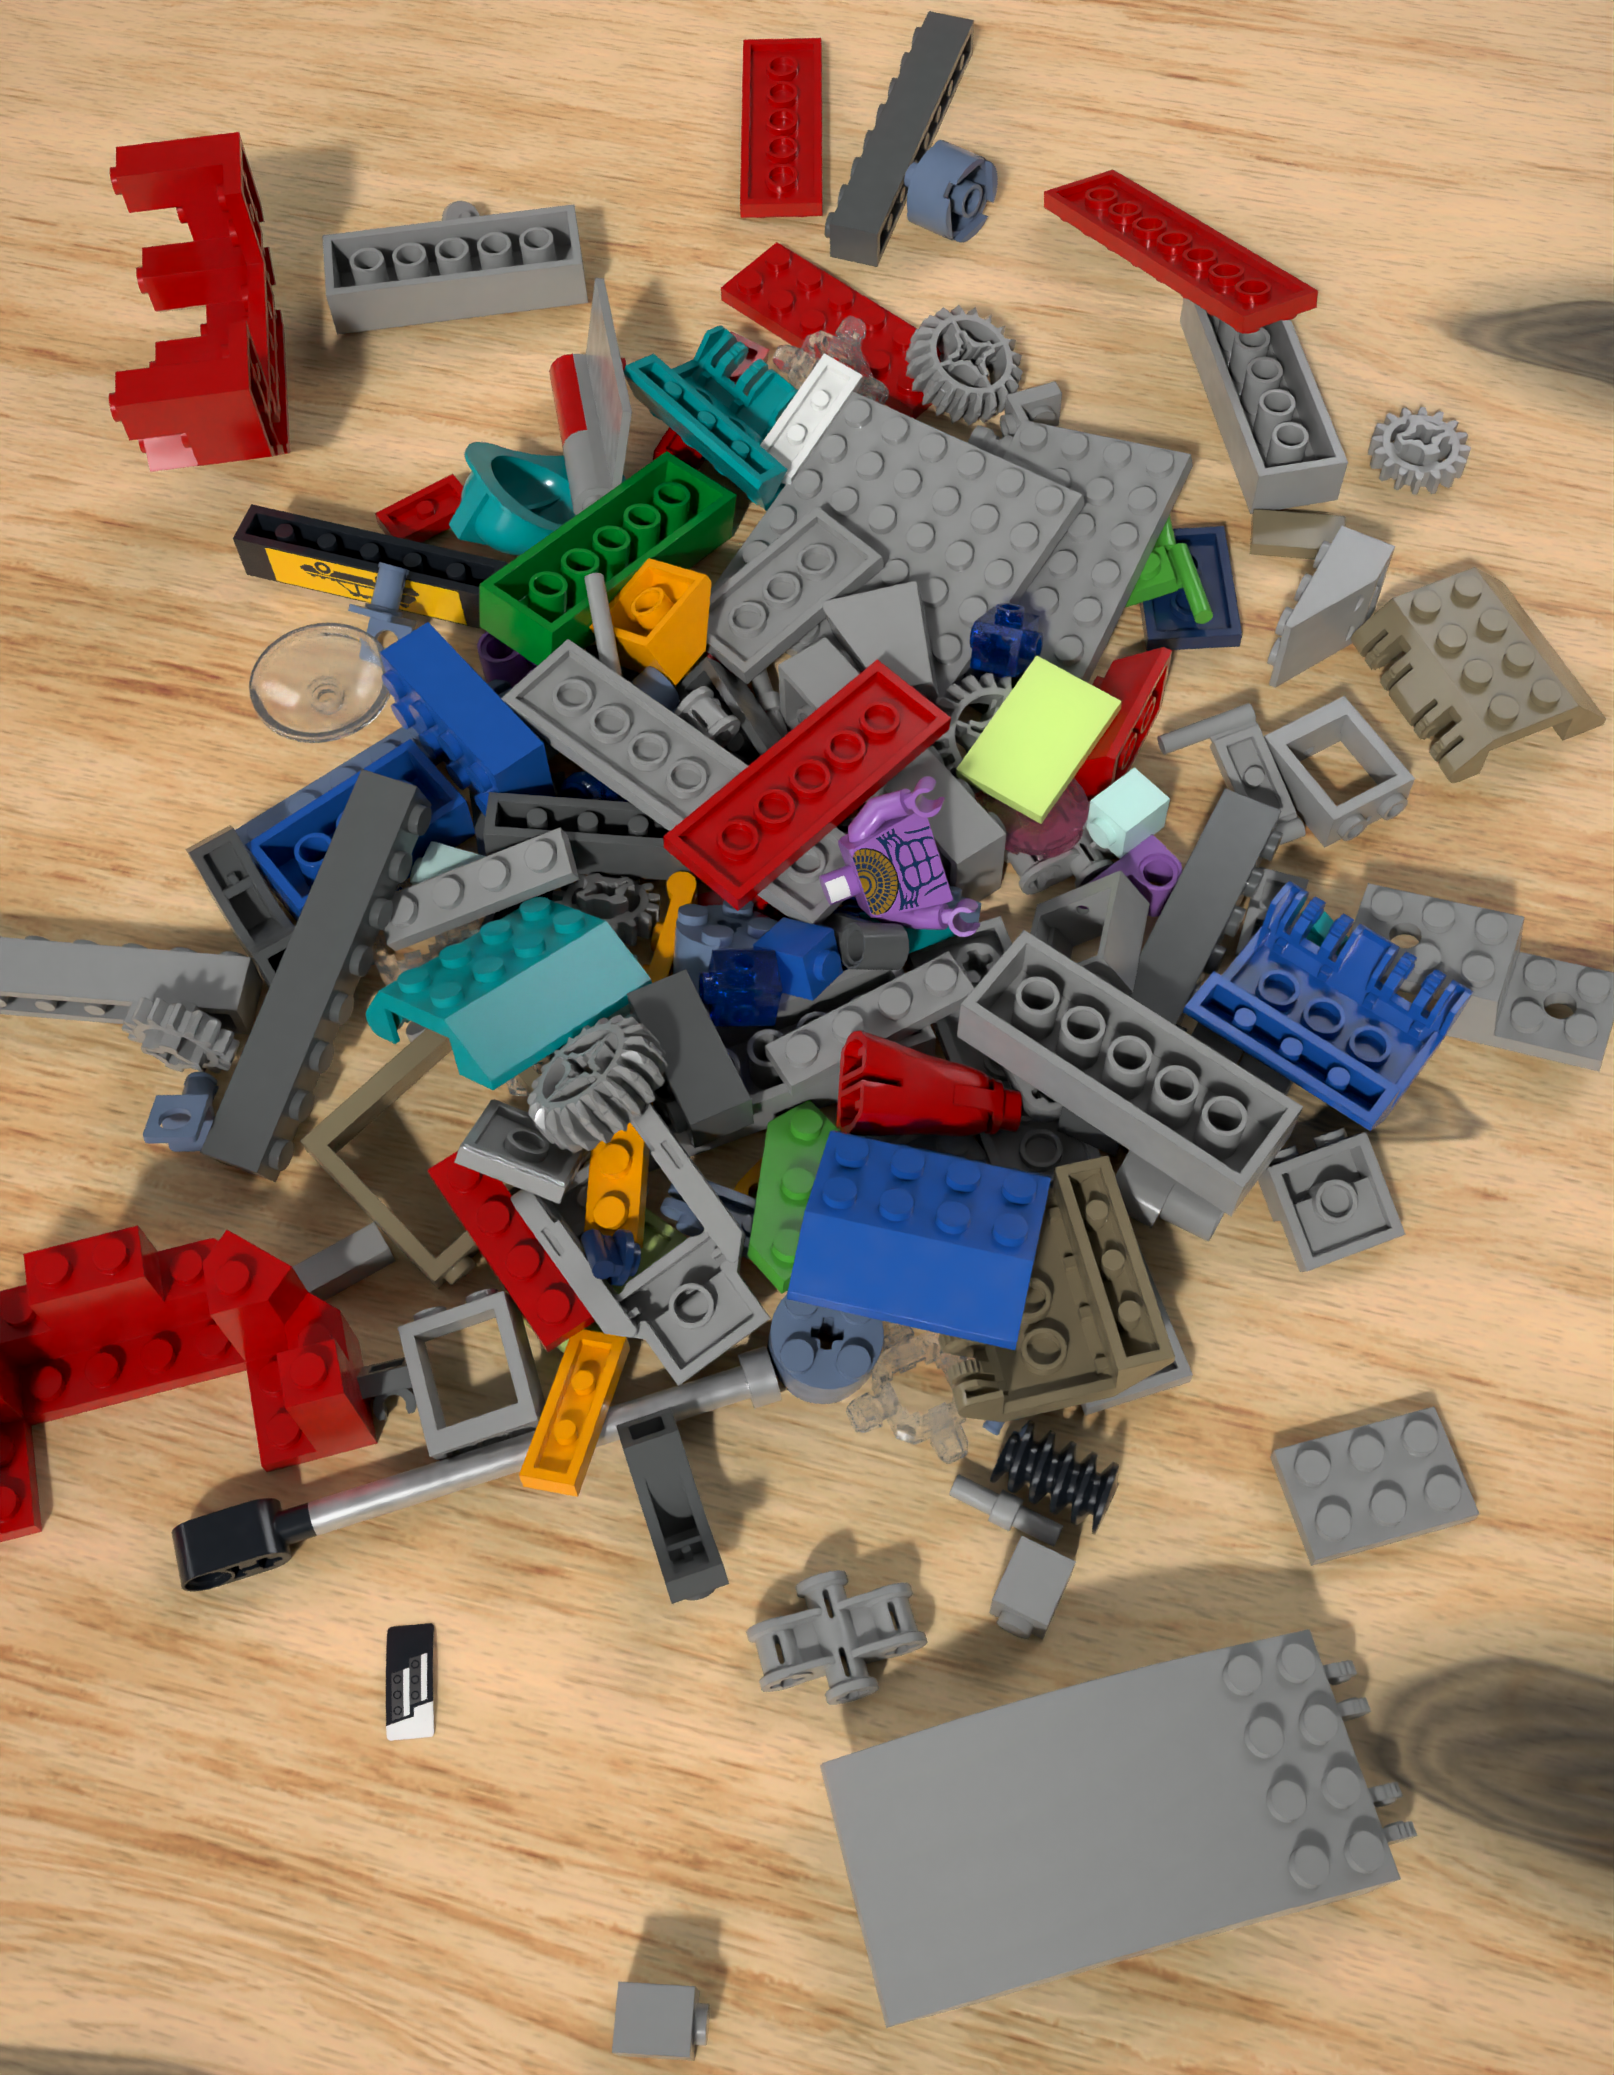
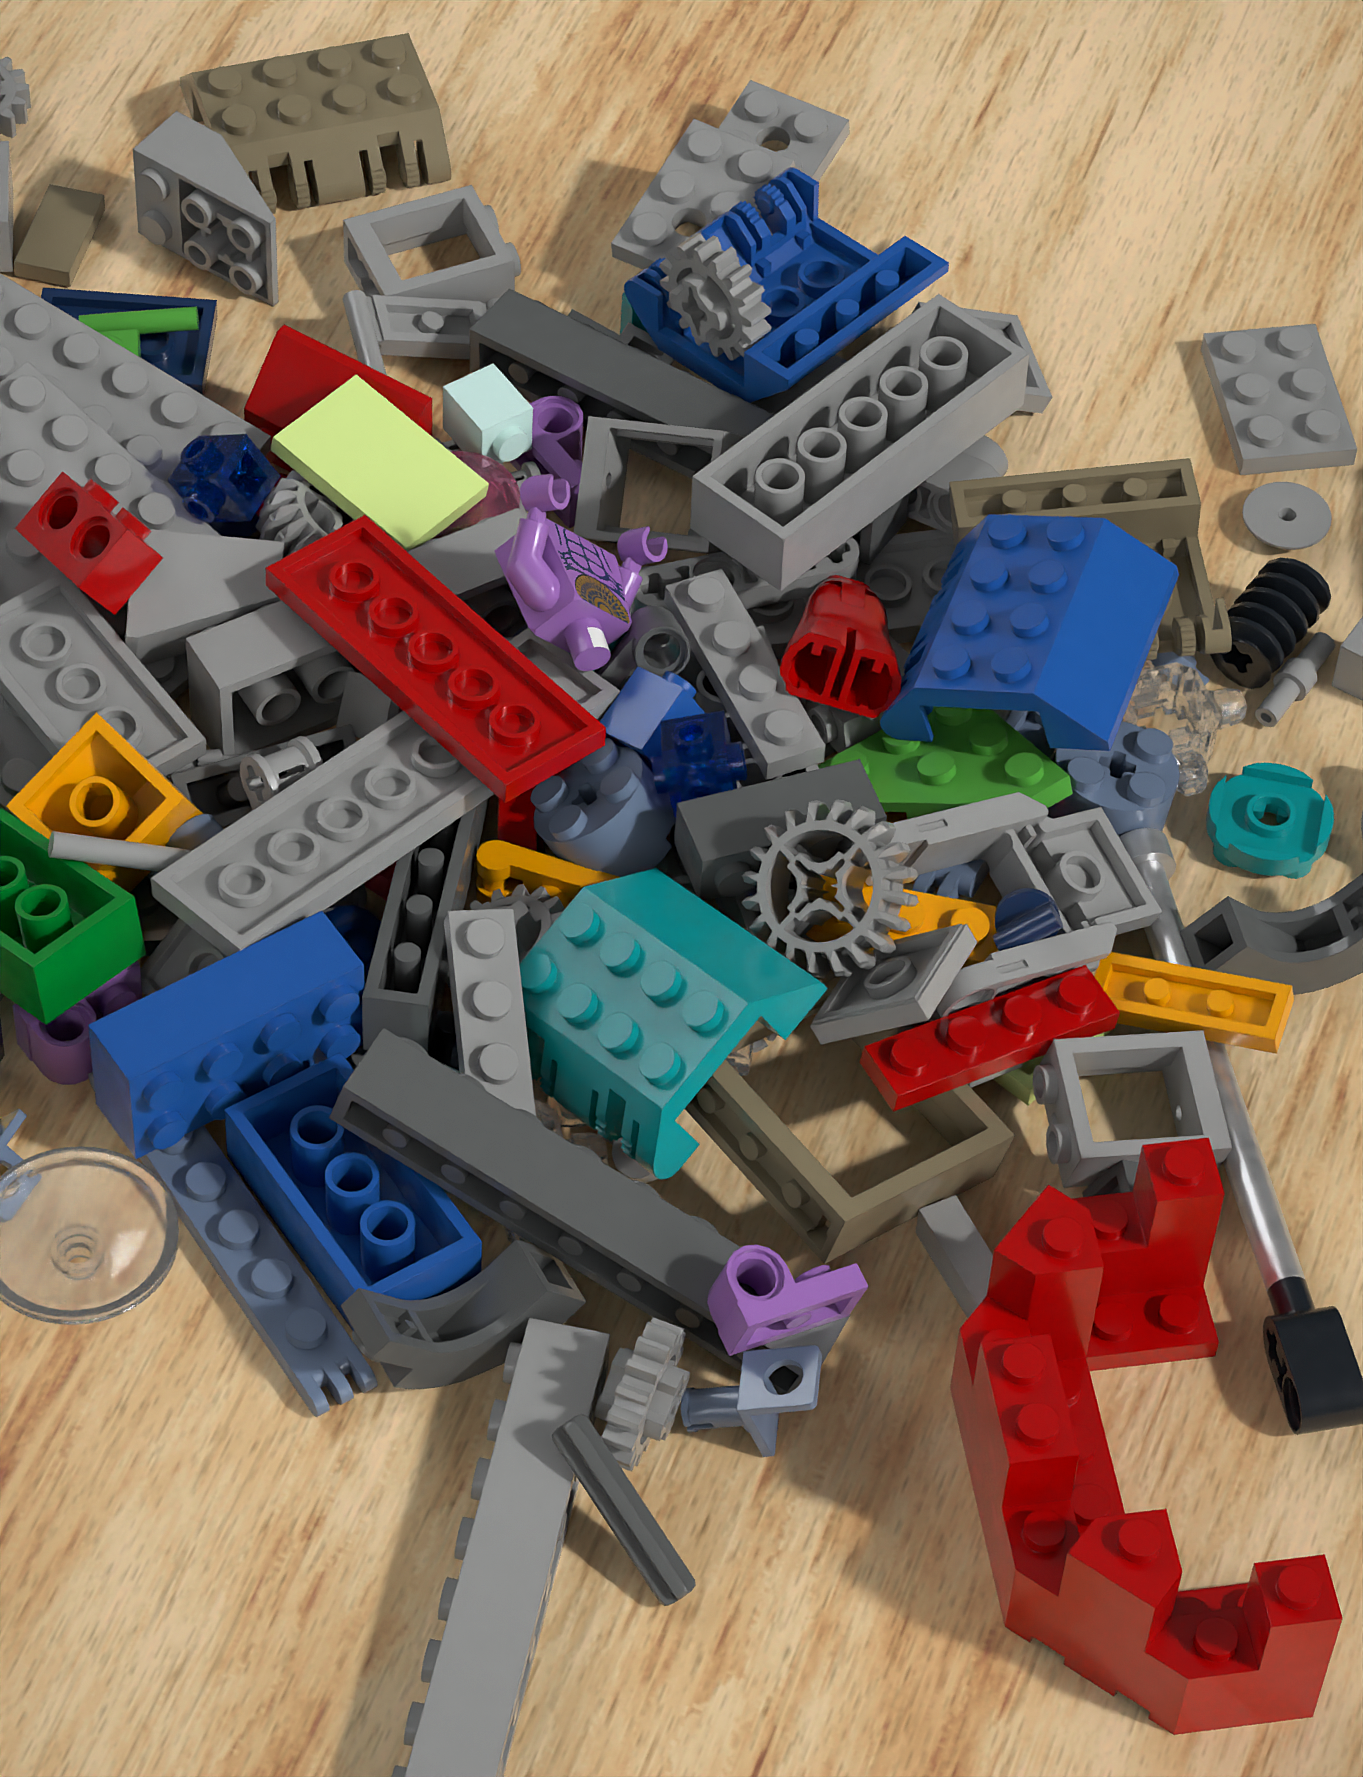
camera: 90 degrees left, 10 degrees down
(90, 1039) = (623, 1510): none -> dark grey axle
(230, 1108) = (783, 1303): none -> medium lavender plate
(847, 1517) = (1261, 848): none -> teal plate
(890, 554) = (89, 542): none -> red brick
(1212, 1496) = (1287, 515): none -> light grey piece
(1263, 934) = (715, 295): none -> light grey gear

